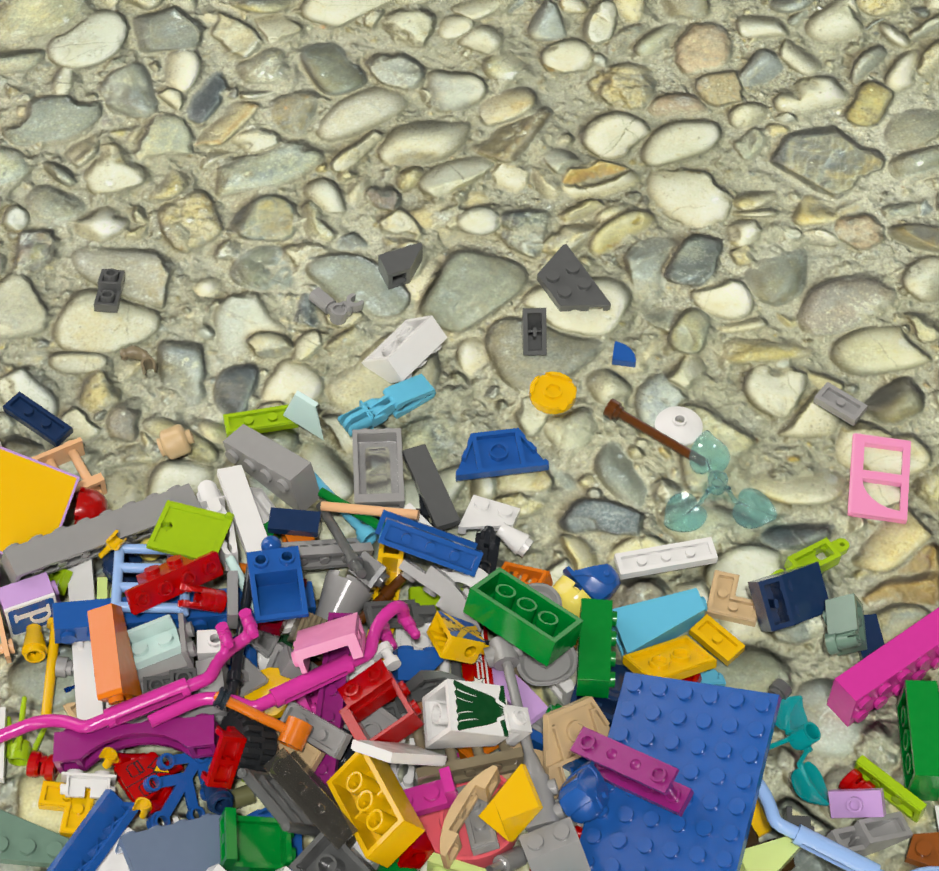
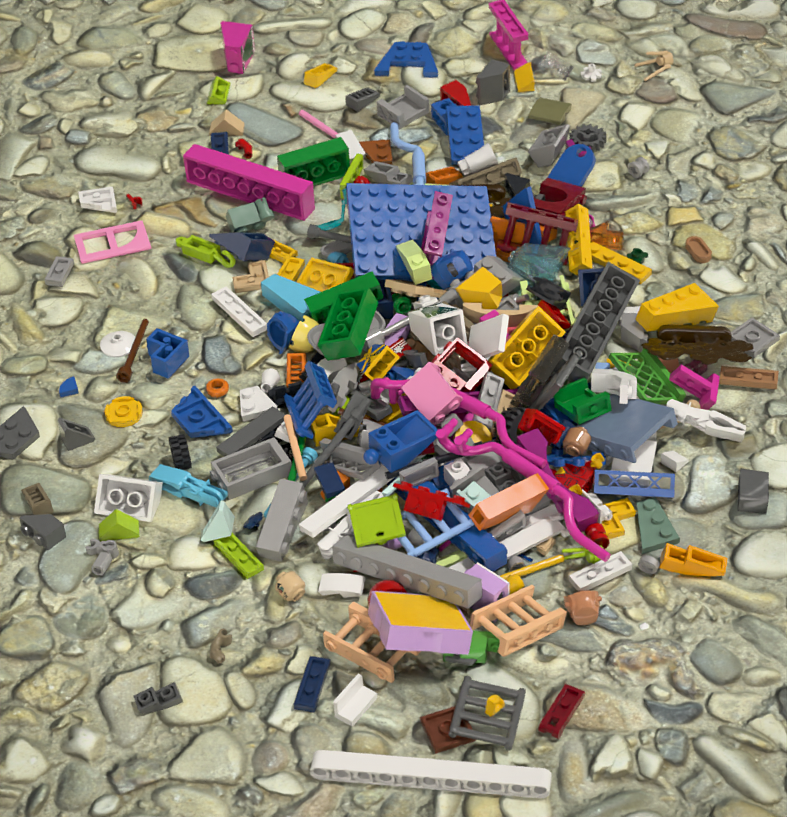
camera: 110 degrees left, 10 degrees down
(113, 543) = (413, 549): yellow hand -> none
(150, 482) = (340, 583): none -> white slope
(188, 799) = (576, 441): none -> medium nougat head
(204, 598) = (431, 481): red hinge -> none
(293, 731) = (504, 400): orange piece -> none
(298, 447) = (253, 520): none -> dark blue plant
(365, 332) = (118, 526): none -> lime slope
(436, 408) = (180, 452): none -> black tyre
(442, 279) = (38, 502): none -> dark tan slope
(540, 499) = (212, 384): none -> orange piece
(617, 456) = (166, 352): none -> blue brick
(617, 730) = (415, 261): none -> yellowish green slope
(712, 456) = (175, 288): clear light blue plant -> none
(755, 656) = (280, 256): none -> yellow tile
(857, 803) = (371, 173): lavender plate -> none

